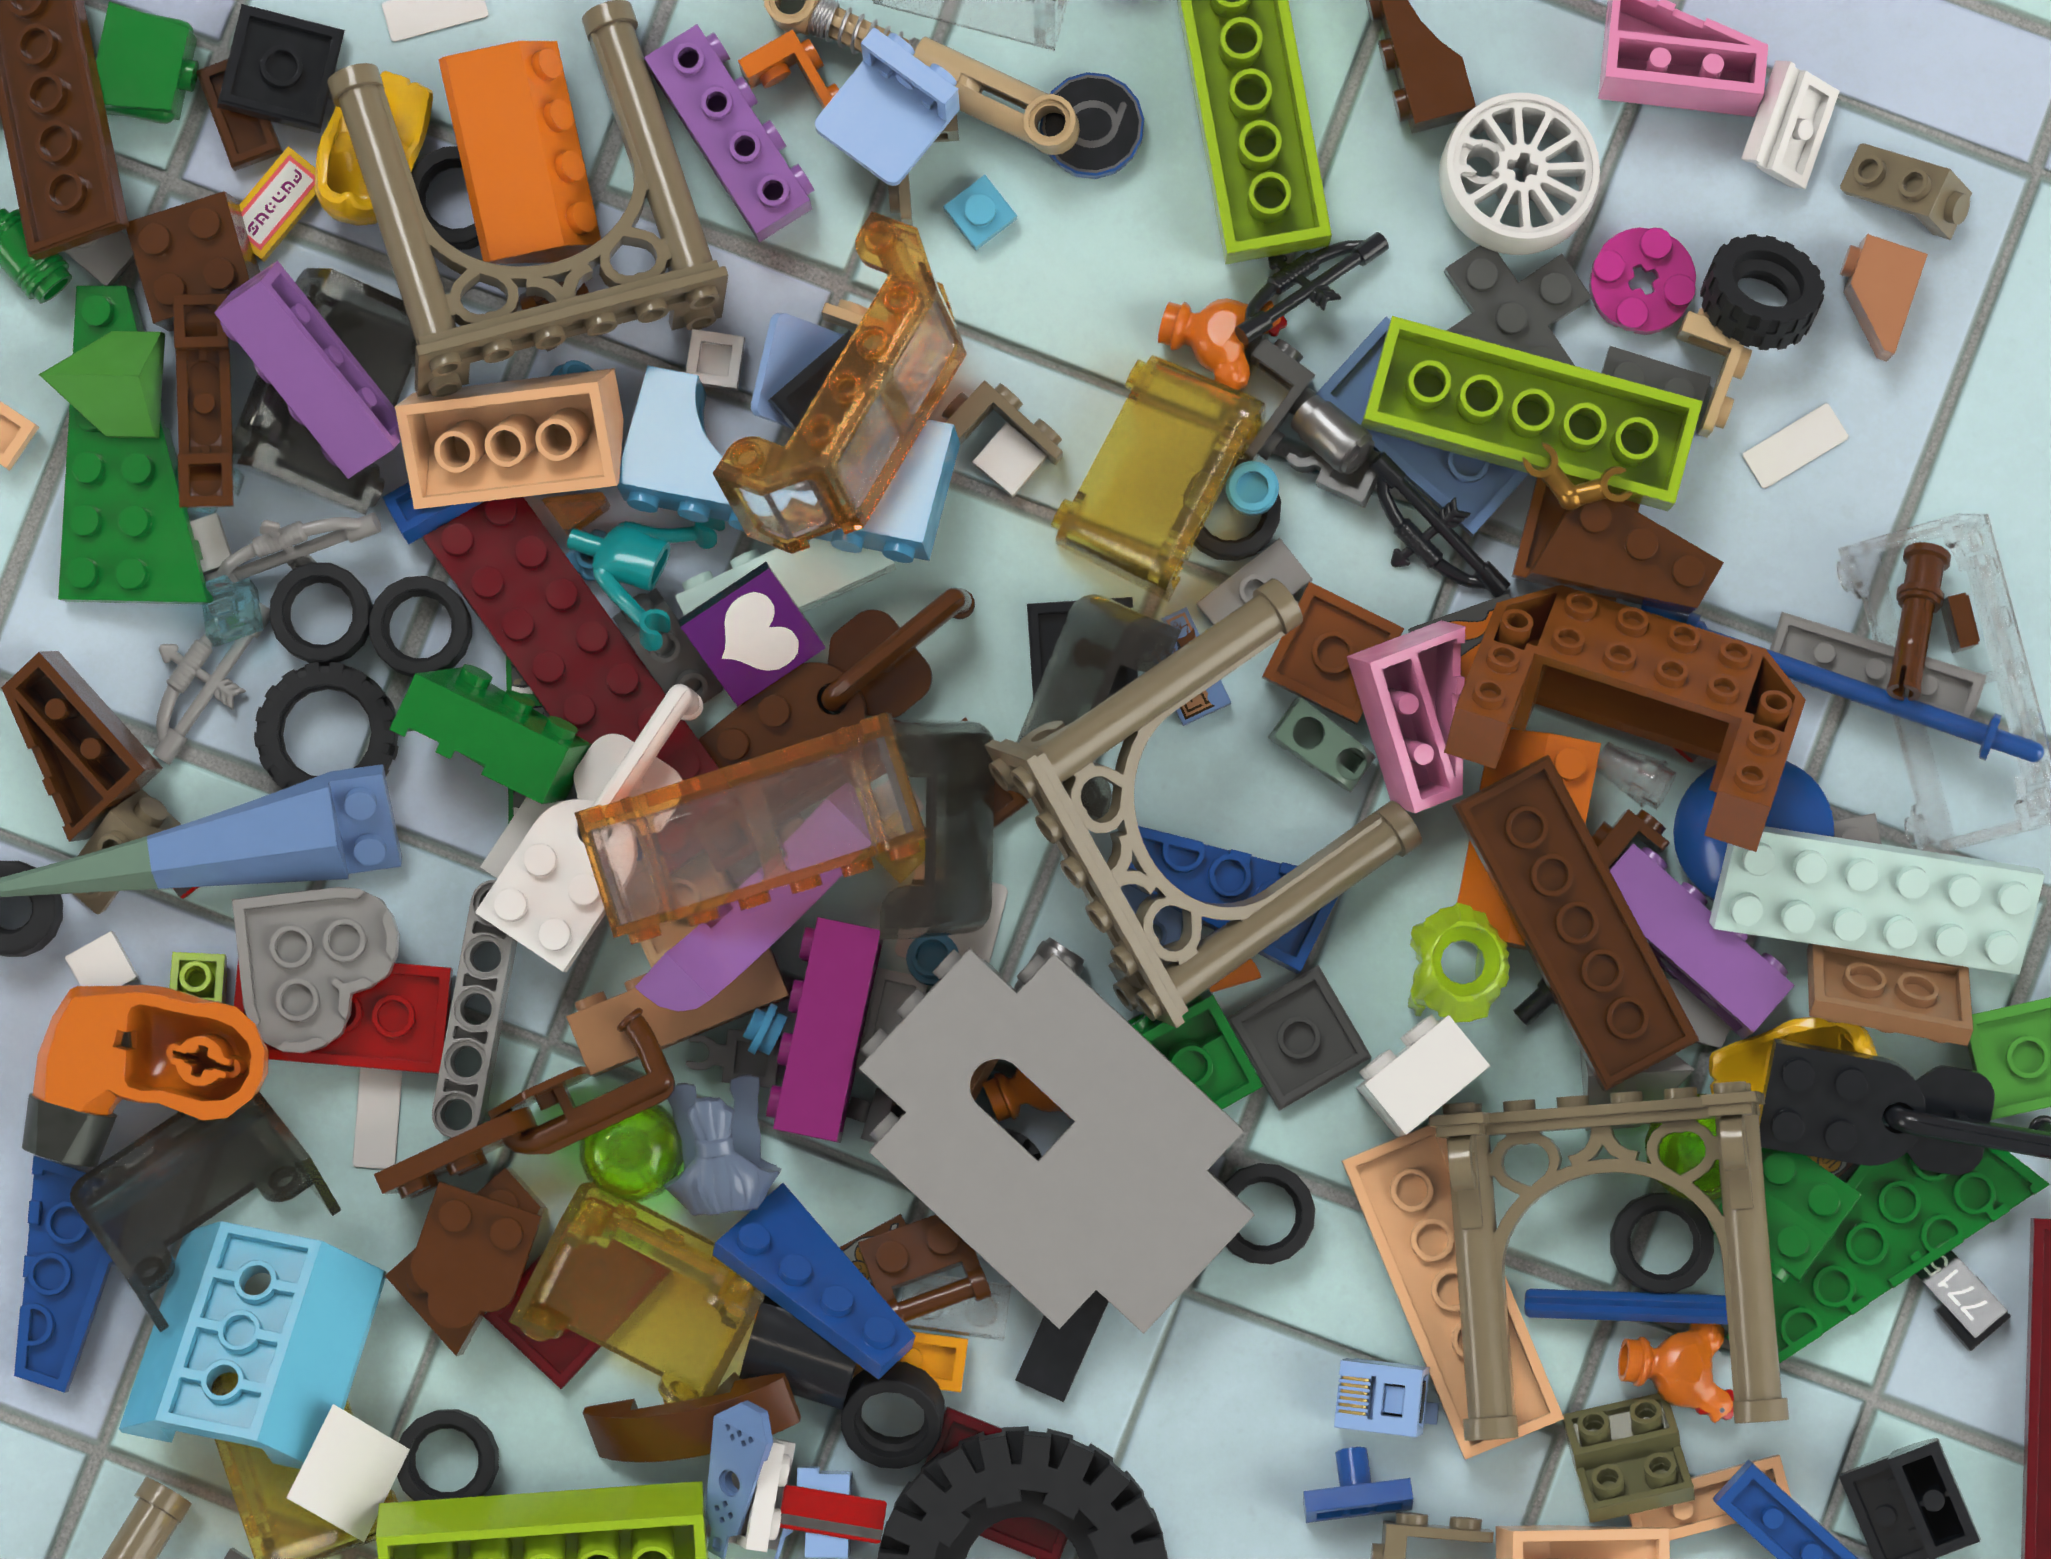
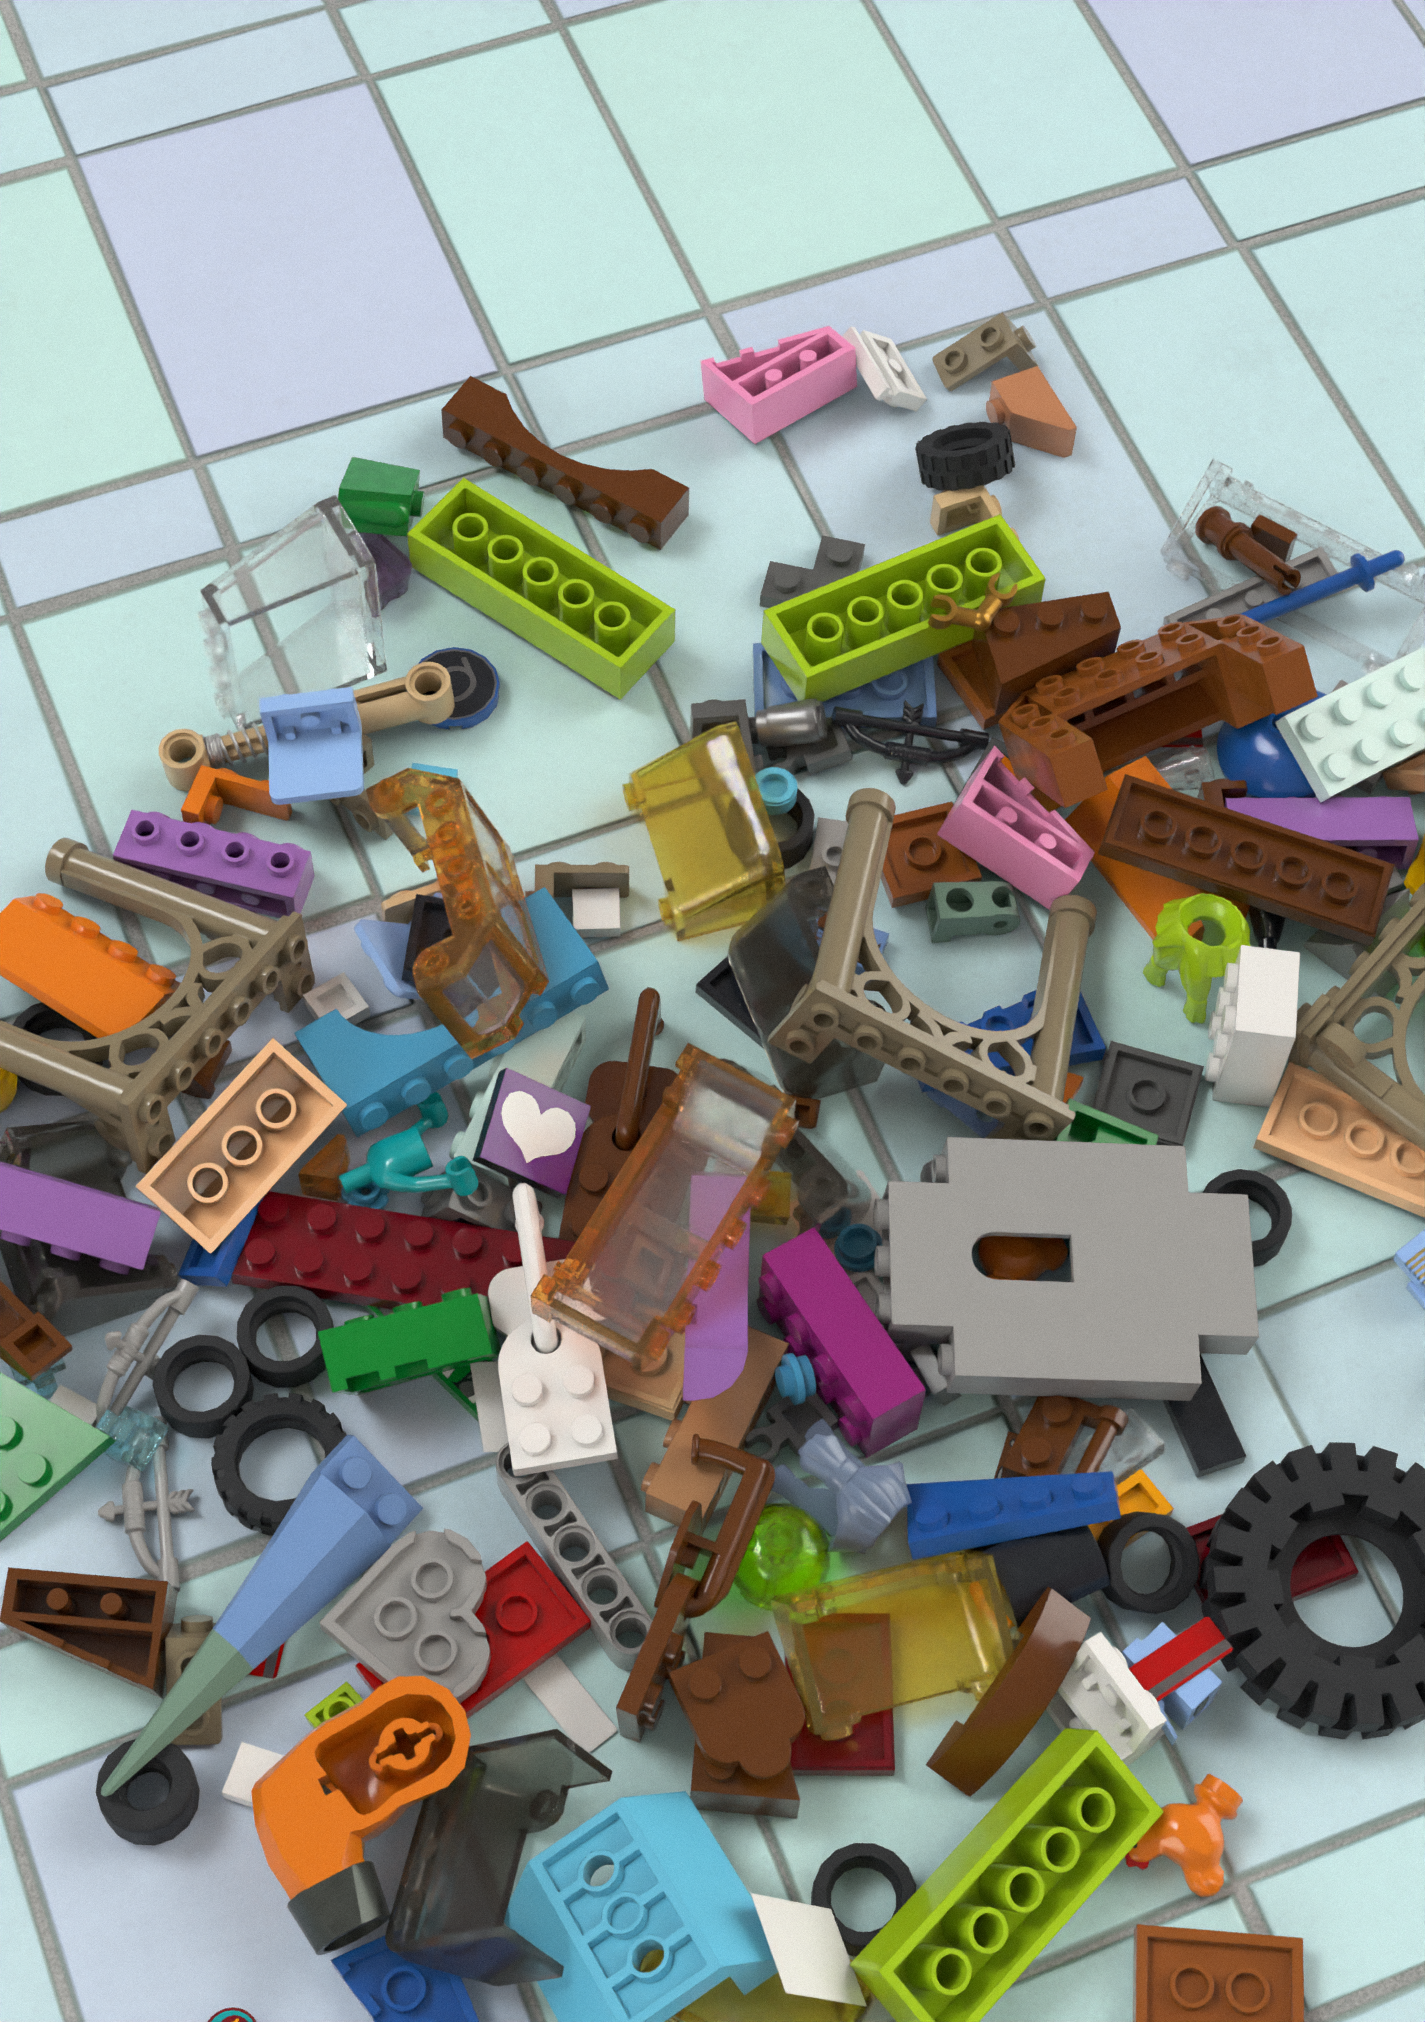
camera: 50 degrees left, 25 degrees down
(740, 1446) = (1081, 1668): medium blue piece -> none
(1213, 337) = (655, 732): orange animal -> none
(1317, 290) = (679, 698): black piece -> none
(1458, 177) = (741, 497): white piece -> none
(1632, 309) = (889, 496): dark pink plate -> none
(1795, 446) = (1069, 535): white sticker -> none

